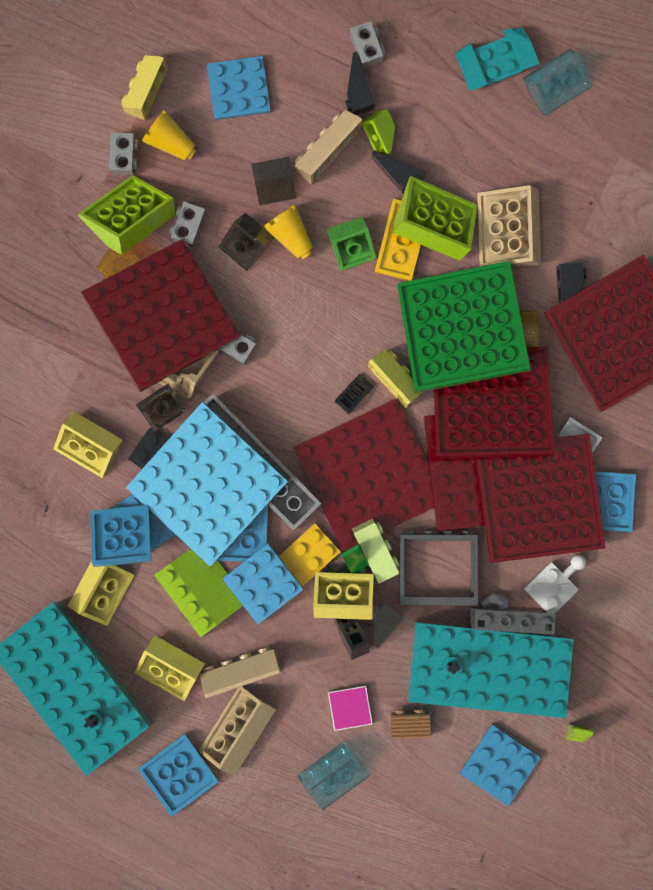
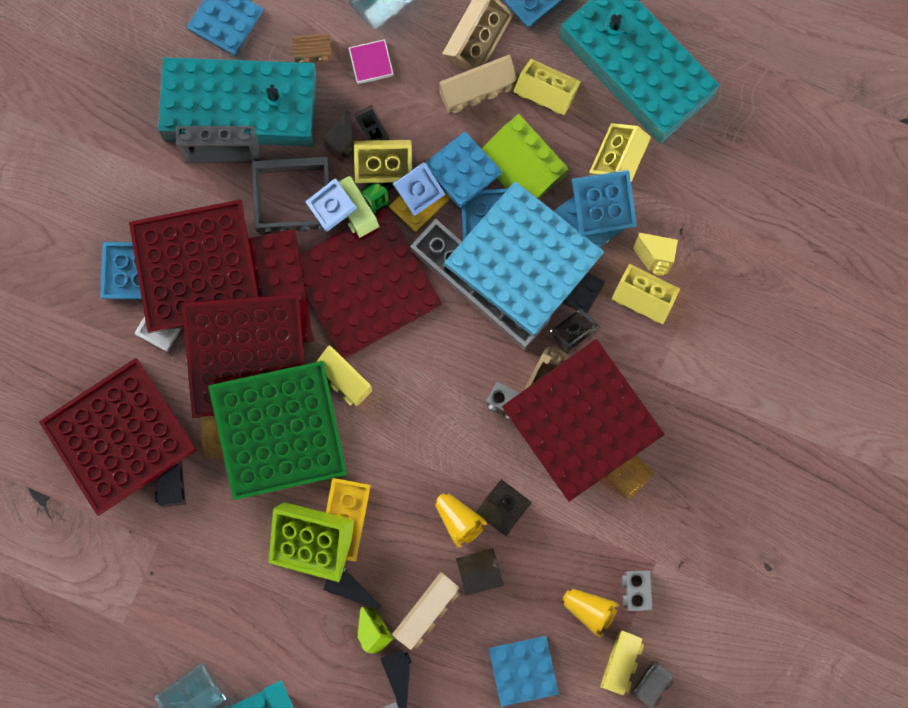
camera: 175 degrees right, 5 degrees down
(70, 477) = (656, 252): none -> light yellow slope
(117, 65) = (652, 684): none -> clear smoke slope
(128, 214) = (626, 524): lime slope -> none
(192, 225) = (560, 520): light grey brick -> none
(308, 563) = (418, 189): none -> light blue plate
(342, 404) = (389, 344): black slope -> none
(351, 243) = (396, 512): bright green slope -> none
(398, 550) = (331, 204): none -> light blue plate
(495, 598) = (234, 171): light grey arm -> none
(509, 226) = (234, 539): tan slope -> none
(552, 587) = (178, 185): white plate -> none
(578, 733) = (150, 51): lime slope -> none

